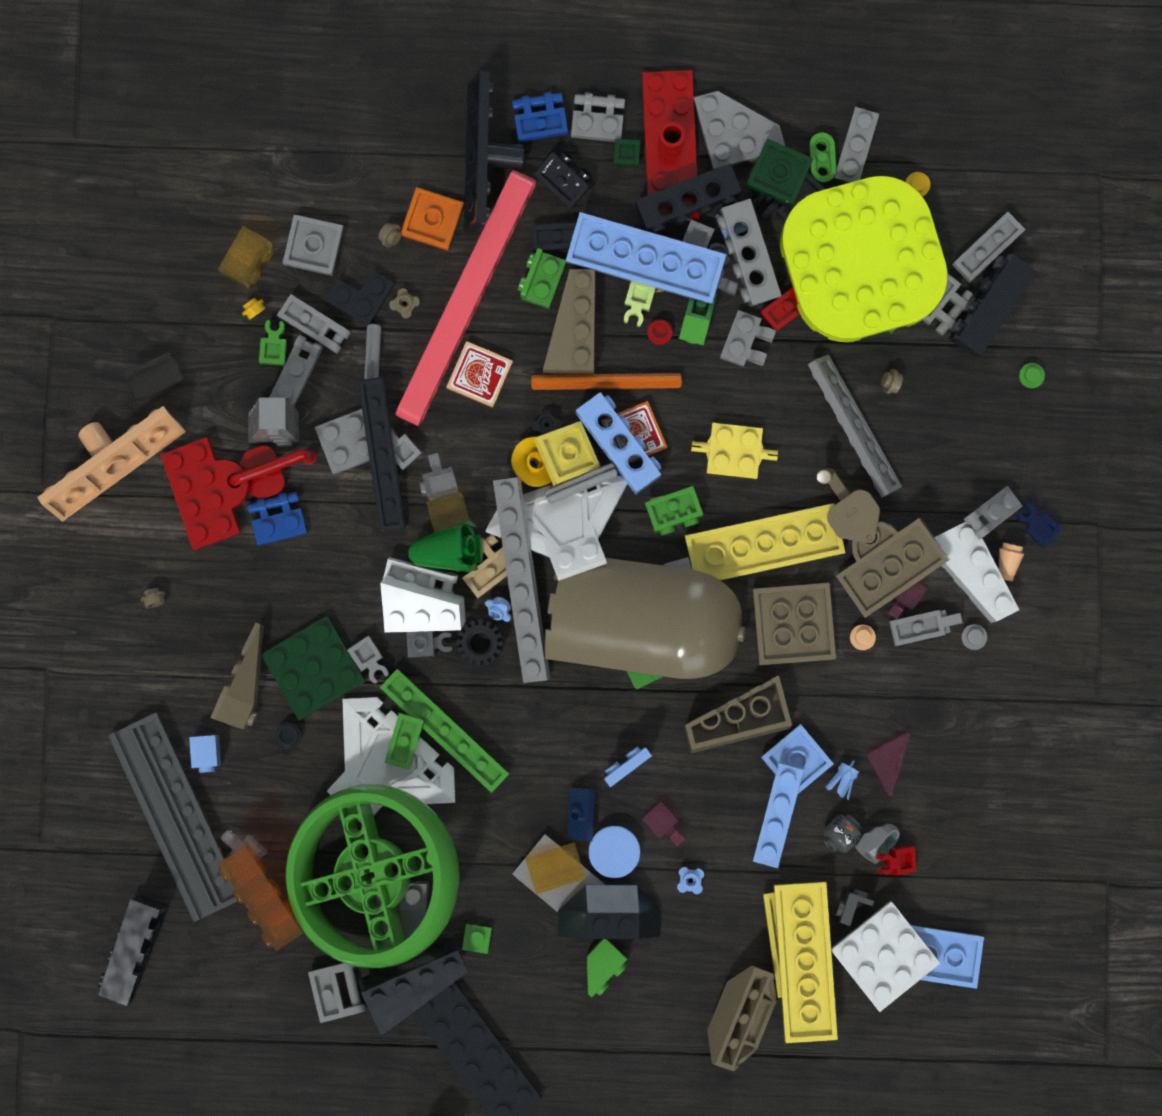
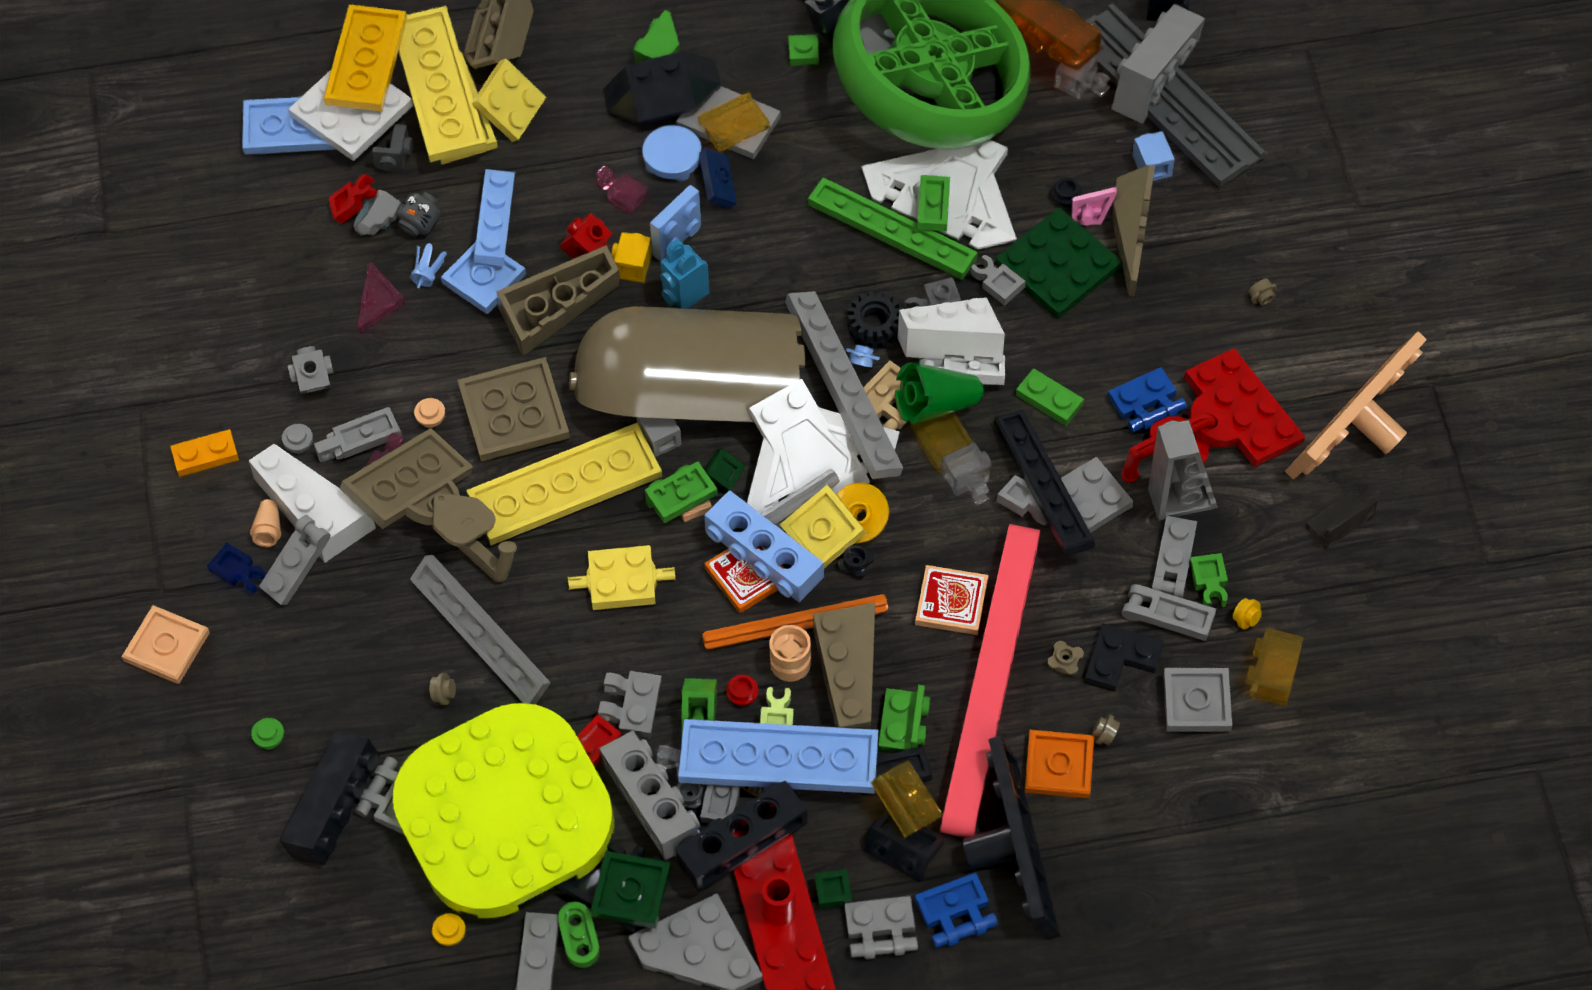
camera: 170 degrees right, 25 degrees down
(174, 838) = (1155, 61): none -> light grey wedge
(271, 710) = (1092, 207): none -> bright pink piece
(355, 540) = (1049, 397): none -> bright green plate
(372, 351) = (1086, 591): light grey axle -> none
(556, 203) = (906, 798): none -> clear yellow plate
(617, 348) = (790, 653): none -> light nougat wheel
(632, 710) = (683, 276): none -> dark azure hinge
(634, 526) = (724, 470): none -> dark green plate
(669, 750) = (632, 256): none -> yellow brick
(695, 886) = (583, 149): light blue plate -> none
(705, 772) = (585, 236): none -> red brick
(746, 932) = (509, 100): none -> light yellow plate
(866, 994) = (365, 58): none -> yellow plate
(955, 692) = (310, 381): none -> light grey brick
(988, 247) = (344, 871): light grey plate -> none
(1051, 641) = (204, 453): none -> light orange plate
(1101, 472) = (165, 644): none -> light nougat tile

